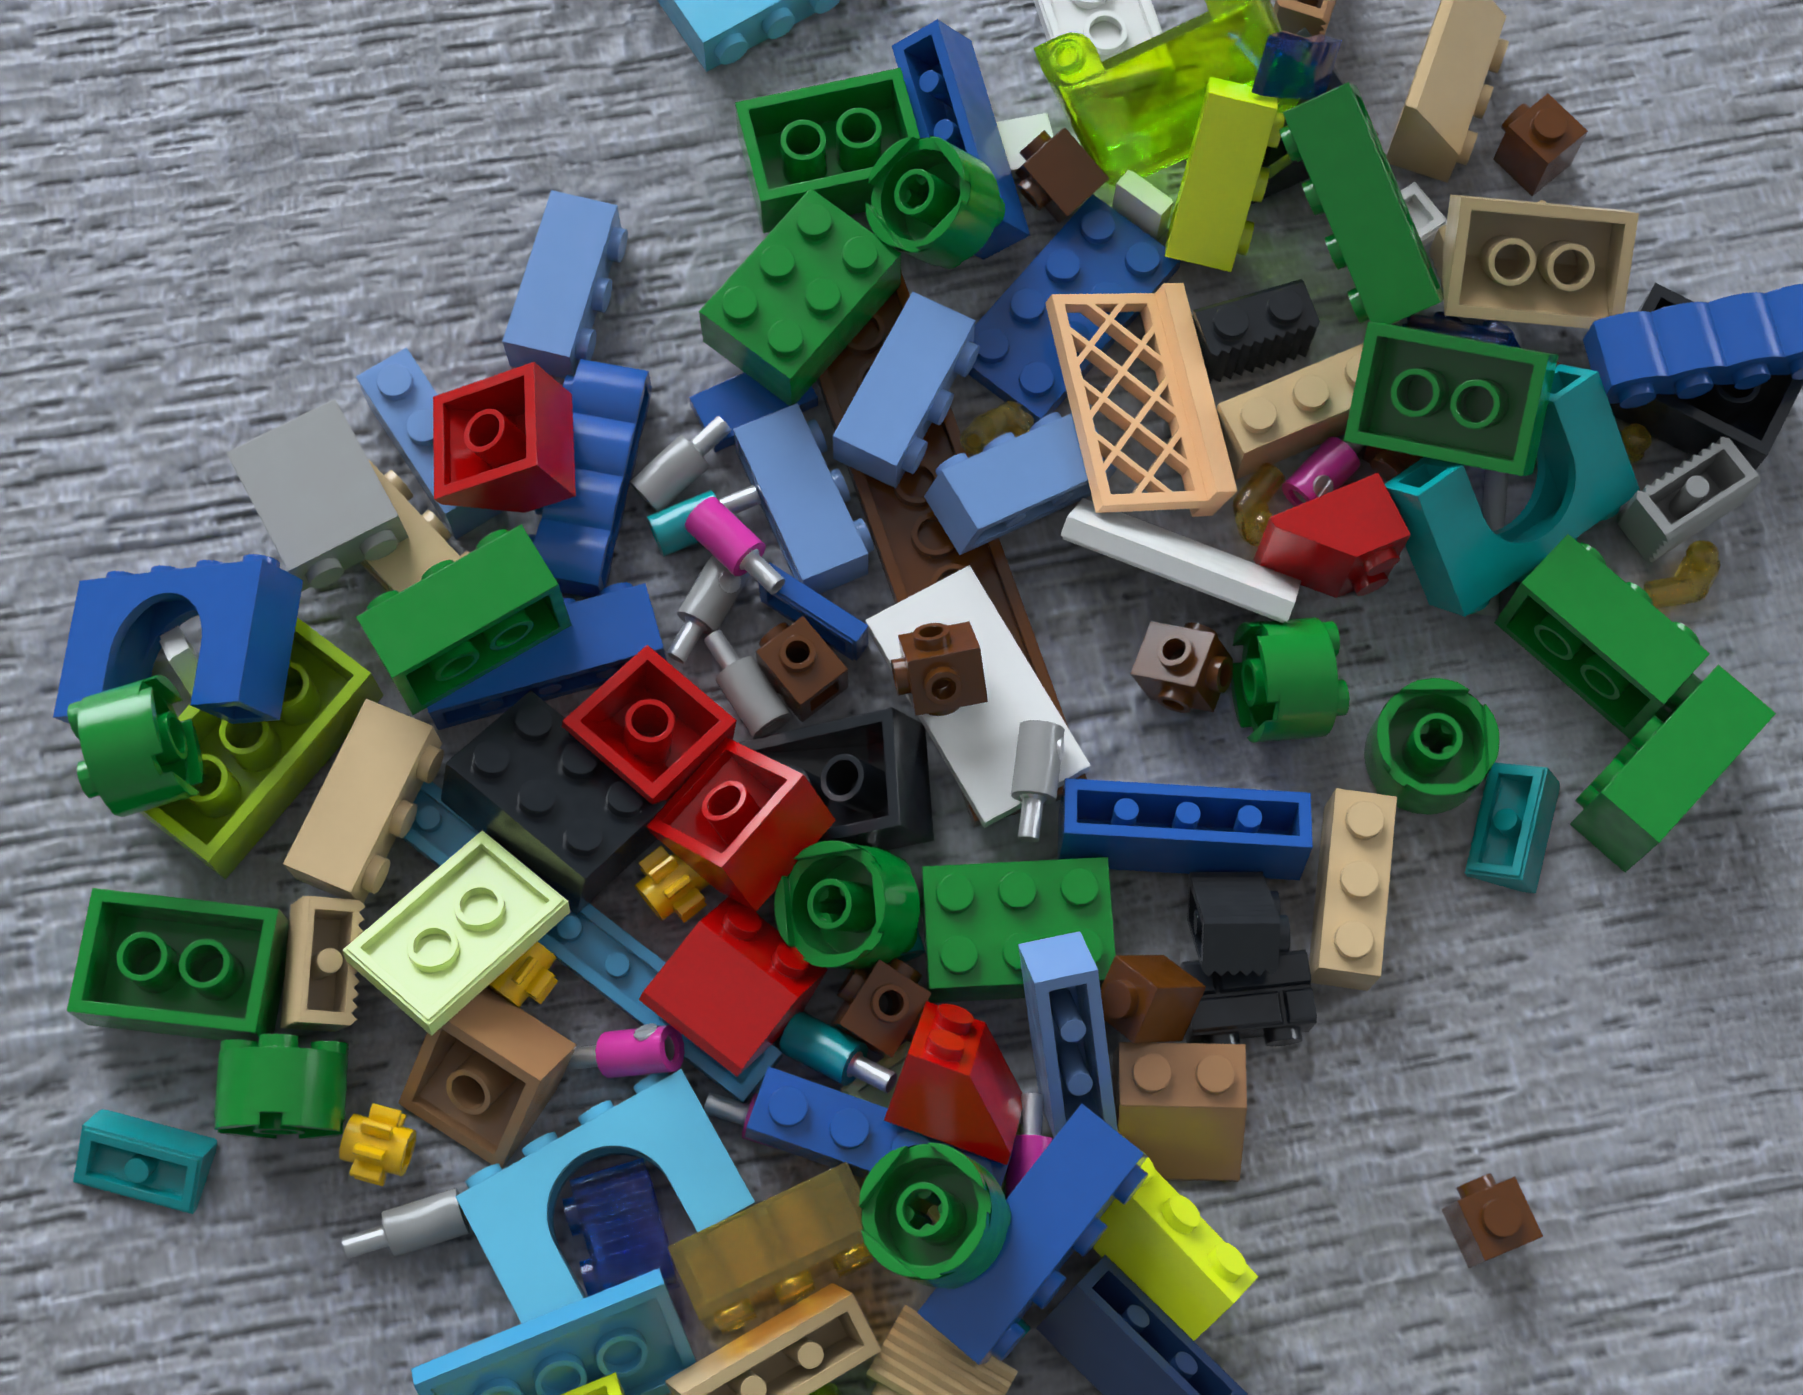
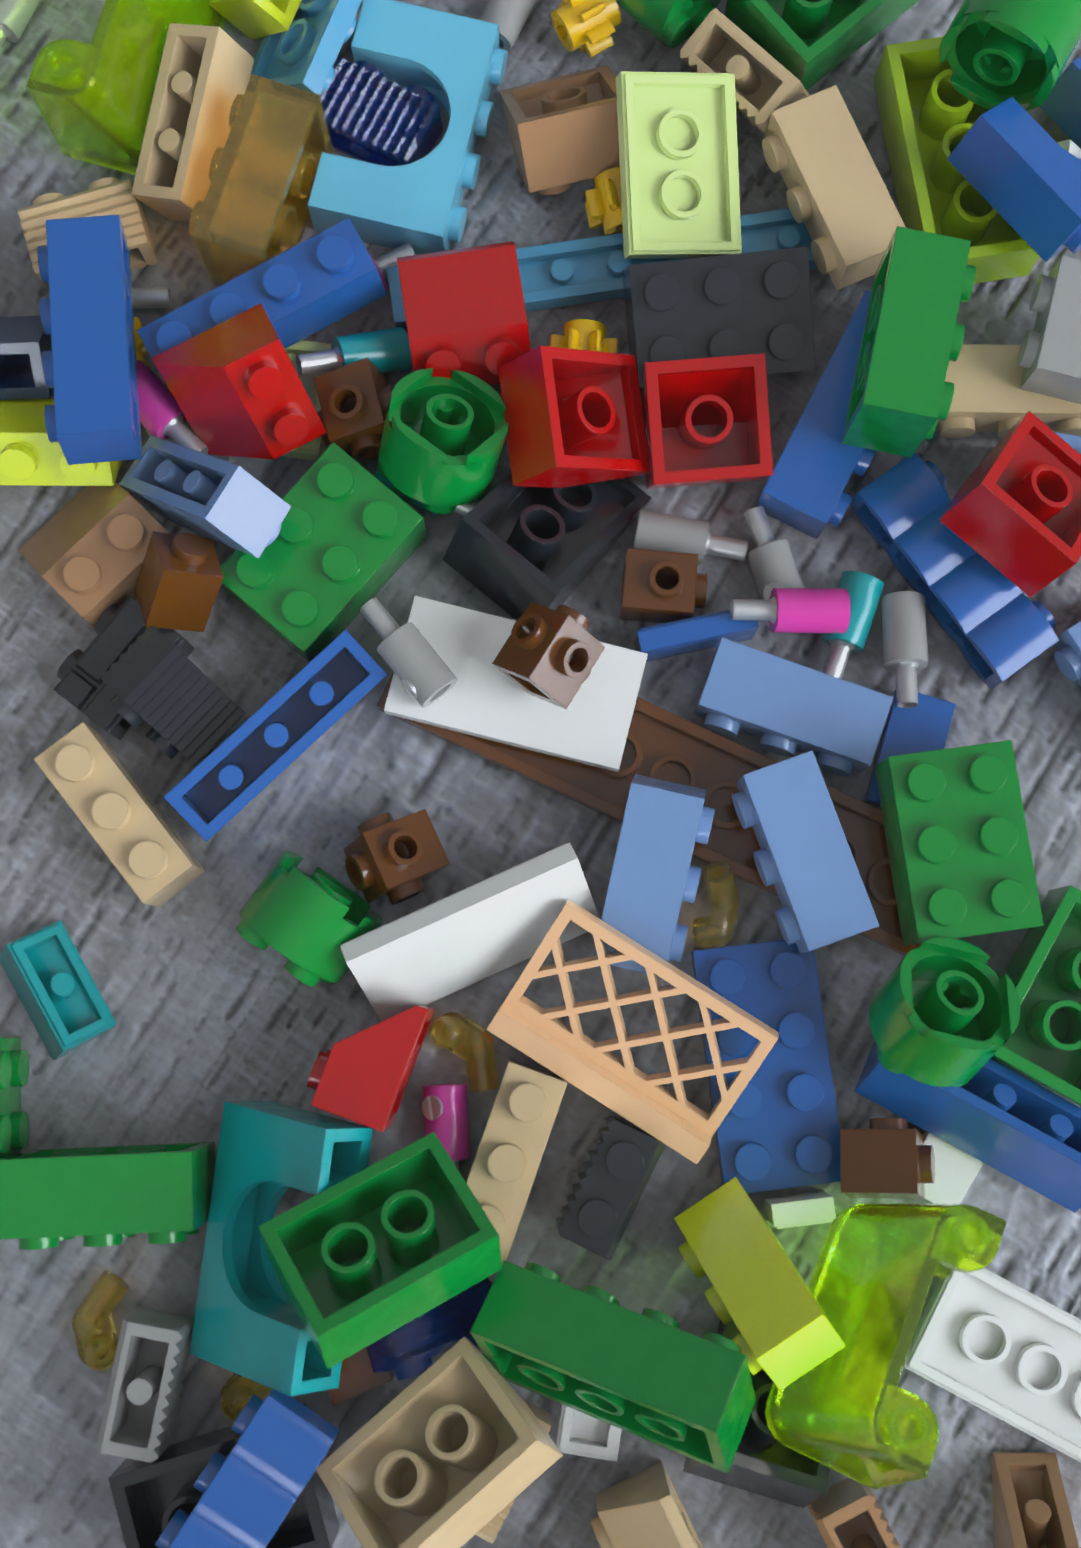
camera: 135 degrees right, 10 degrees up
(633, 1052) = (490, 221): dark pink piece -> none
(902, 1235) = (154, 256): green brick -> none
(1296, 66) = (786, 1427): slope -> none
(1452, 724) = (125, 976): green brick -> none

